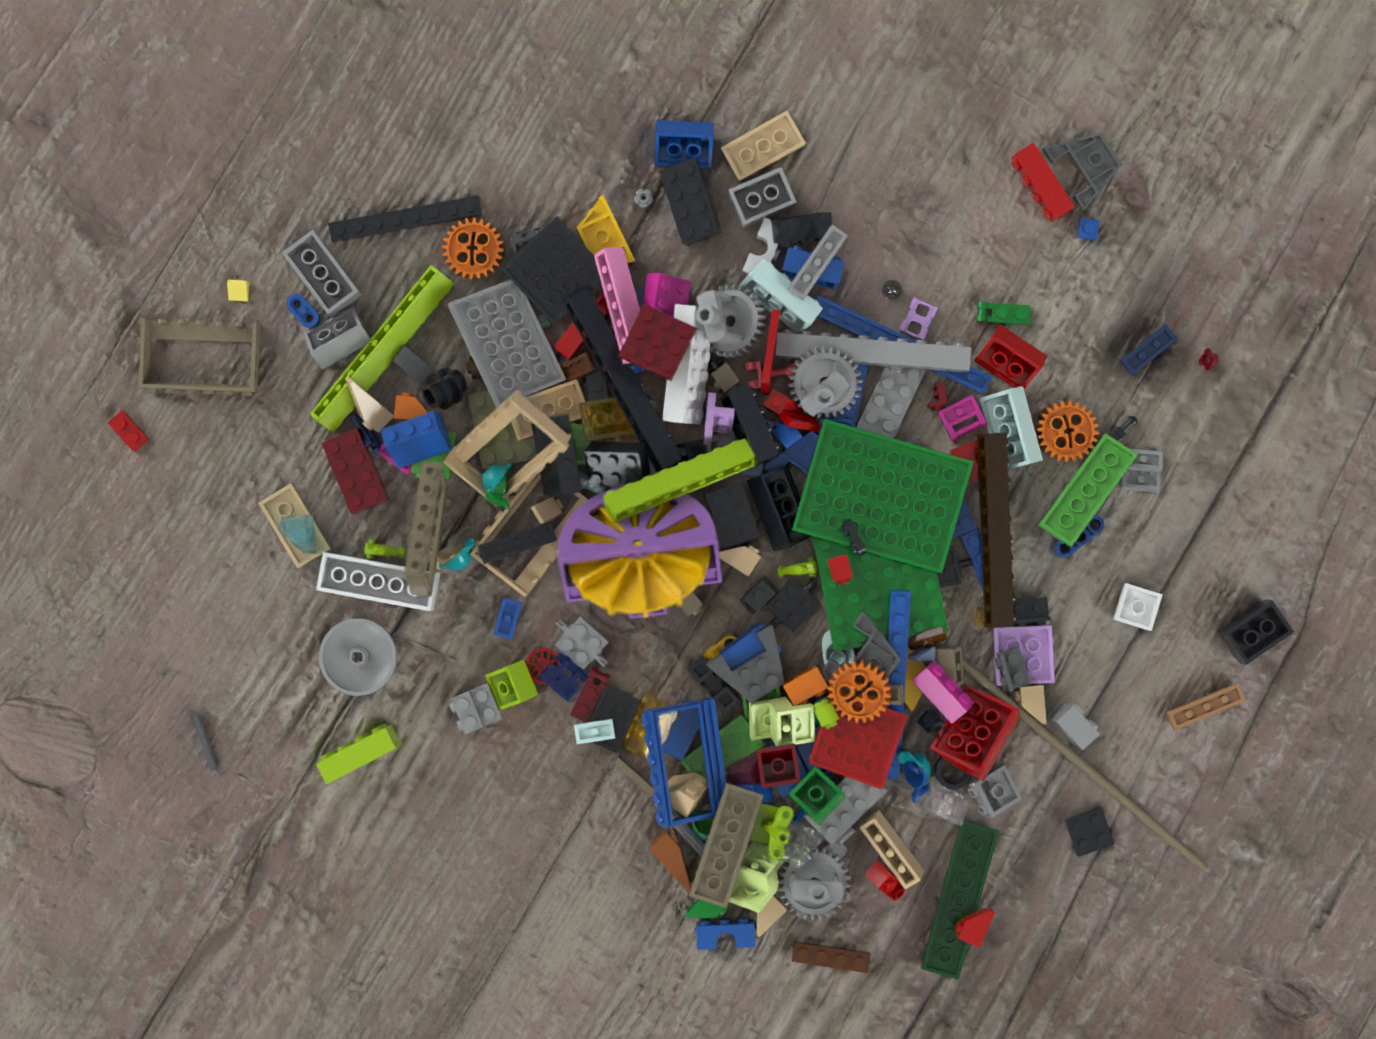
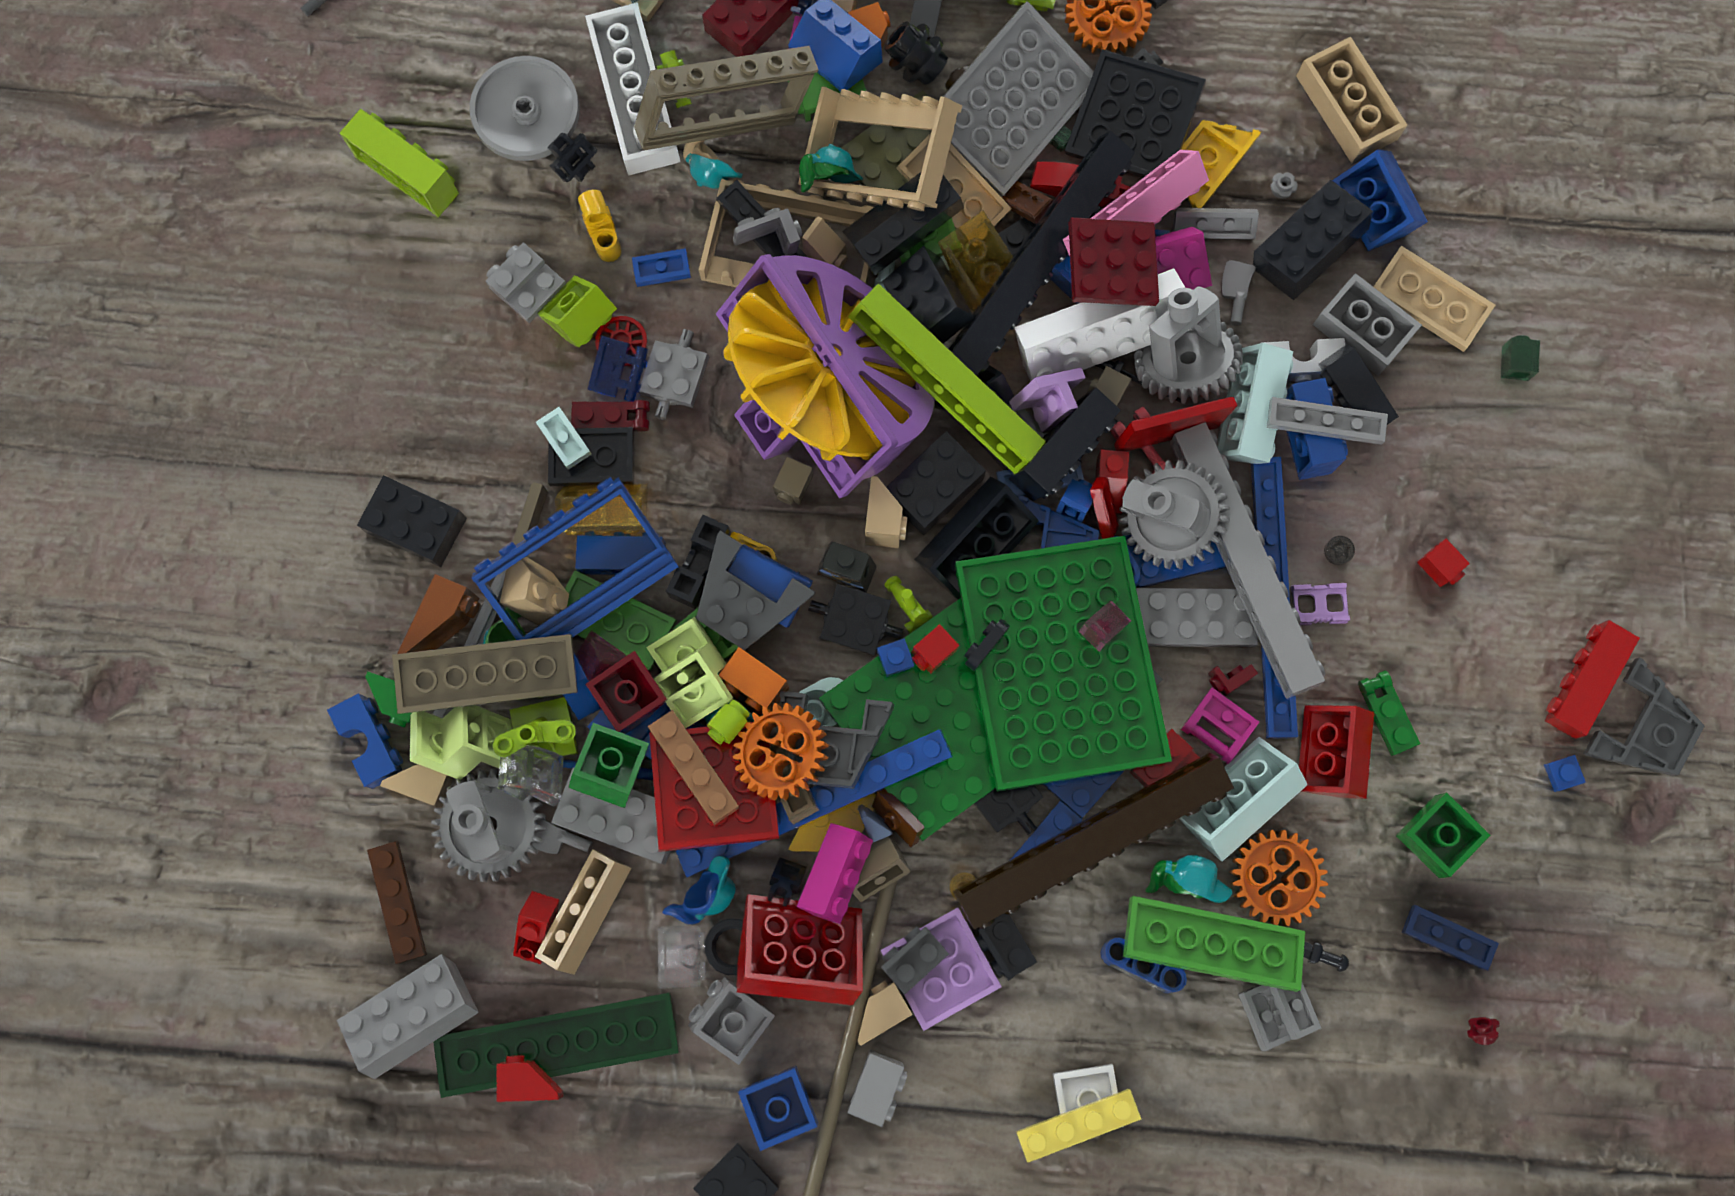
camera: 60 degrees right, 10 degrees down
(404, 643) = (570, 155): none -> black piece
(462, 644) = (600, 225): none -> yellow piece
(530, 530) = (774, 220): none -> light grey bracket
(601, 848) = (412, 521): none -> black brick
(610, 126) = (1351, 100): none -> tan brick
(649, 255) = (1218, 222): none -> light grey plate
(694, 263) = (1236, 285): none -> light grey piece
(827, 113) = (1520, 358): none -> clear green brick
(832, 594) = (895, 657): none -> blue plate
(842, 746) = (693, 767): none -> medium nougat plate
(875, 459) = (1104, 625): none -> clear pink slope
(903, 978) = (407, 1016): none -> light grey brick
(931, 232) = (1444, 563): none -> red brick
(1043, 482) = (1190, 876): none -> teal hair
(1058, 787) = (778, 1108): none -> blue brick
(1090, 323) = (1443, 835): none -> green brick
(1150, 620) = (1078, 1125): none -> light yellow plate

